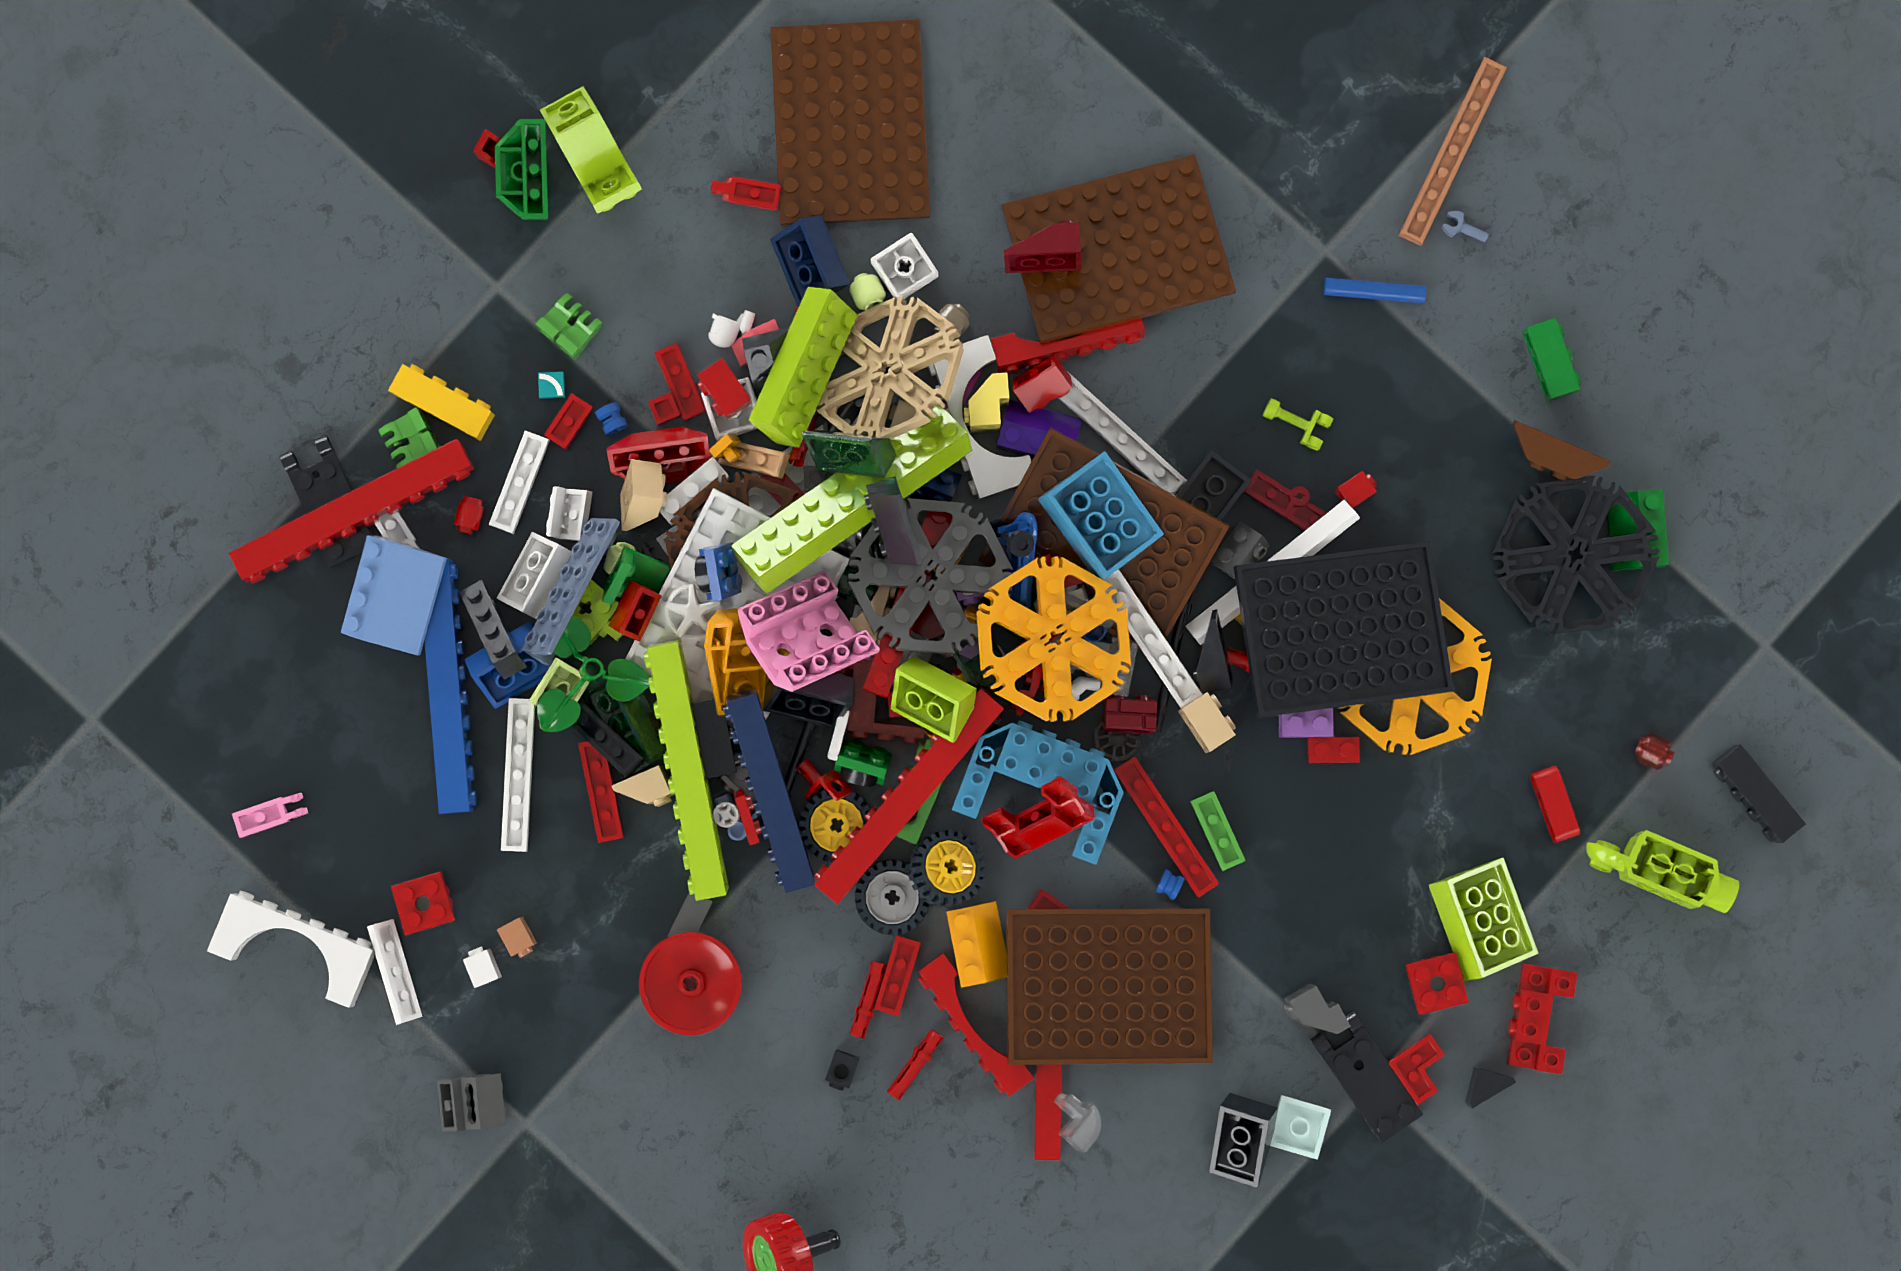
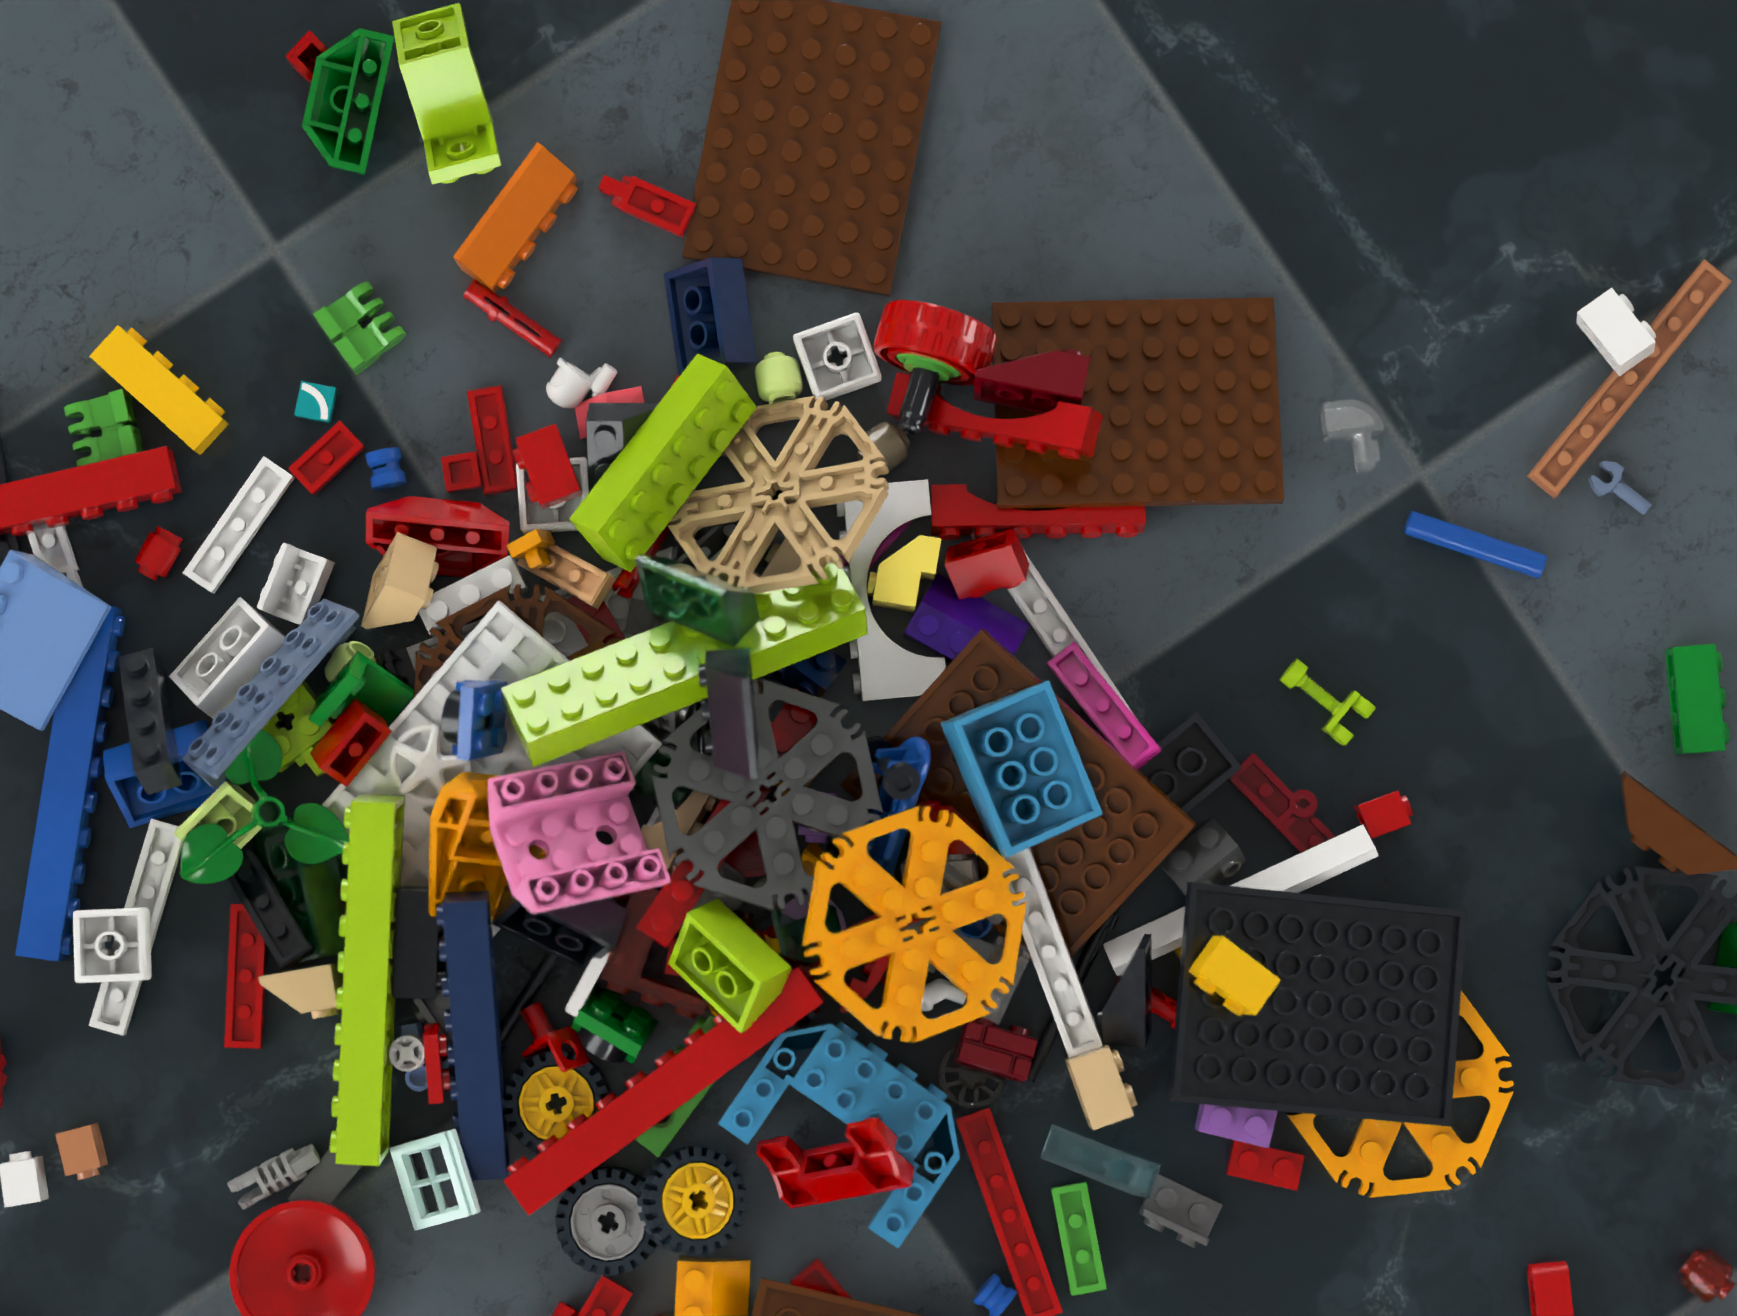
camera: 10 degrees right, 0 degrees up
(490, 781) = (98, 964): none -> white brick
(654, 921) = (275, 1174): none -> light grey hinge
(659, 225) = (516, 219): none -> orange slope
(674, 294) = (479, 294): none -> red pin
(780, 888) = (457, 1172): none -> light aqua piece
(969, 243) = (934, 348): none -> red wheel
(1075, 276) = (1067, 428): none -> red arch
(1146, 461) = (1103, 706): none -> dark pink tile
(1220, 774) = (1100, 1161): none -> clear light blue slope
(1272, 226) = (1356, 422): none -> clear brick
(1280, 622) = (1233, 976): none -> yellow brick
(1282, 794) = (1181, 1211): none -> flat silver bracket
(1436, 120) = (1616, 331): none -> white brick

